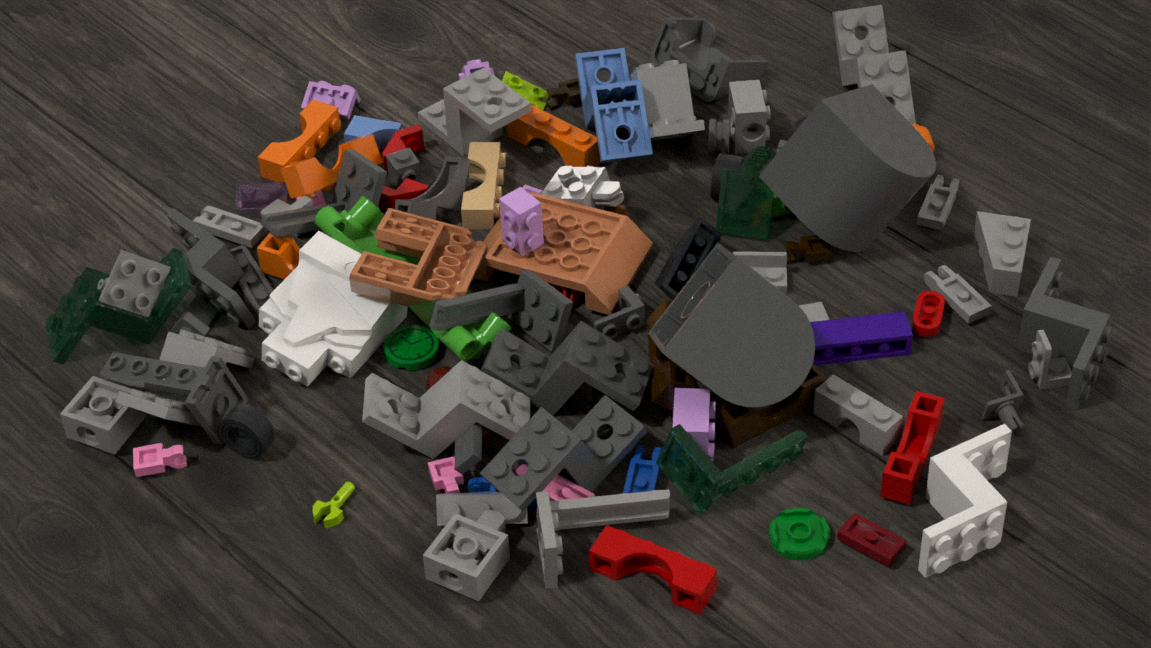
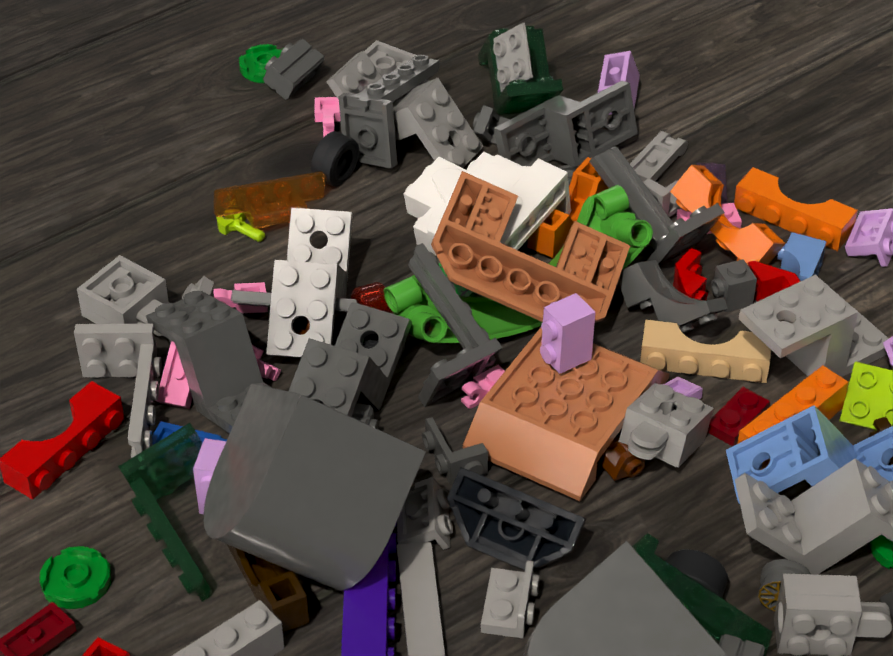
camera: 95 degrees right, 0 degrees up
(54, 531) = (254, 61): none -> green tile
(83, 491) = (293, 68): none -> dark grey brick
(112, 240) = (619, 68): none -> lavender brick
(312, 474) = (270, 200): none -> clear orange bracket
(538, 168) = (736, 415): none -> dark red plate

